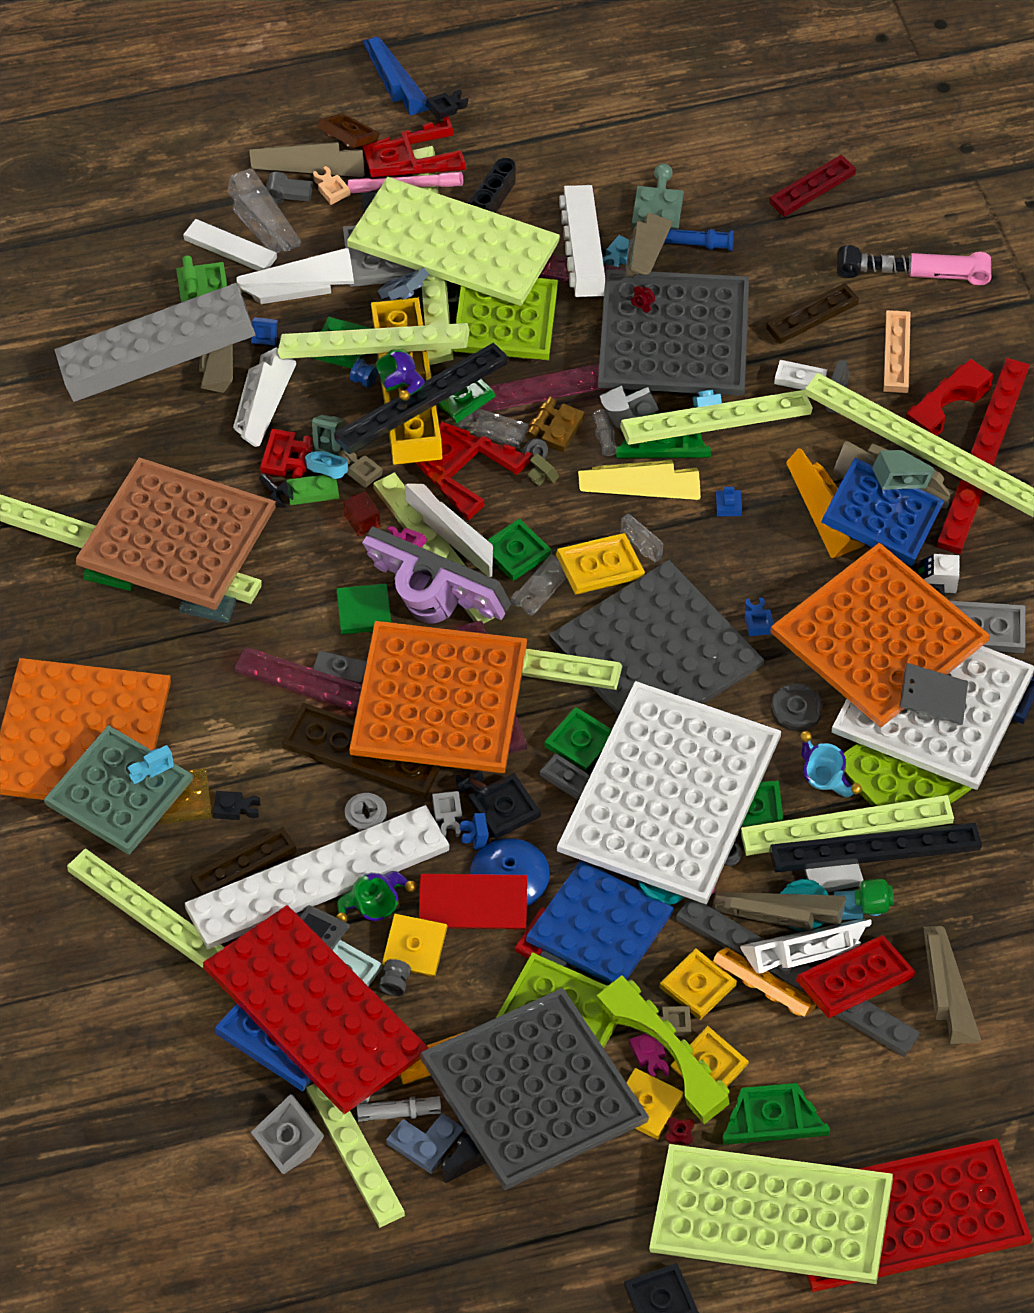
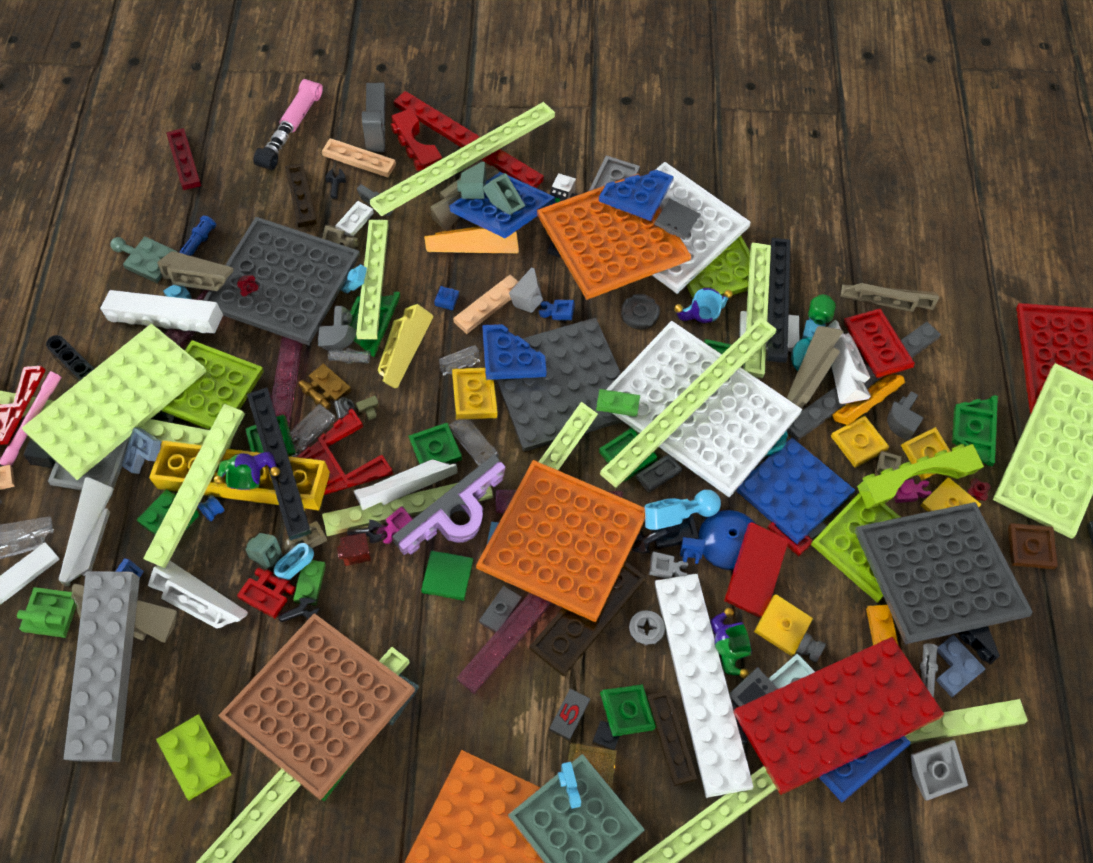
camera: 75 degrees left, 5 degrees up
(94, 456) = (193, 757): none -> lime plate
(241, 764) = (569, 714): none -> dark grey tile
(260, 811) = (627, 710): none -> green tile
(387, 518) = (373, 525): none -> black bar
(511, 792) = (672, 510): none -> medium azure beam
(618, 1202) = (1032, 546): none -> reddish brown plate
(634, 700) = (618, 402): none -> bright green plate
(662, 579) = (510, 355): none -> blue plate
(668, 772) = (687, 403): none -> yellowish green plate
(739, 547) = (485, 305): none -> light nougat plate
(752, 1021) = (902, 419): none -> dark grey brick
(763, 365) = (337, 236): none -> dark tan plate
(770, 578) = (527, 292): none -> light grey slope
(853, 341) = (335, 182): none -> black bar
(884, 501) = (503, 194): none -> sand green slope
(937, 354) = (374, 117): none -> dark grey beam
(949, 639) = (638, 193): none -> blue plate

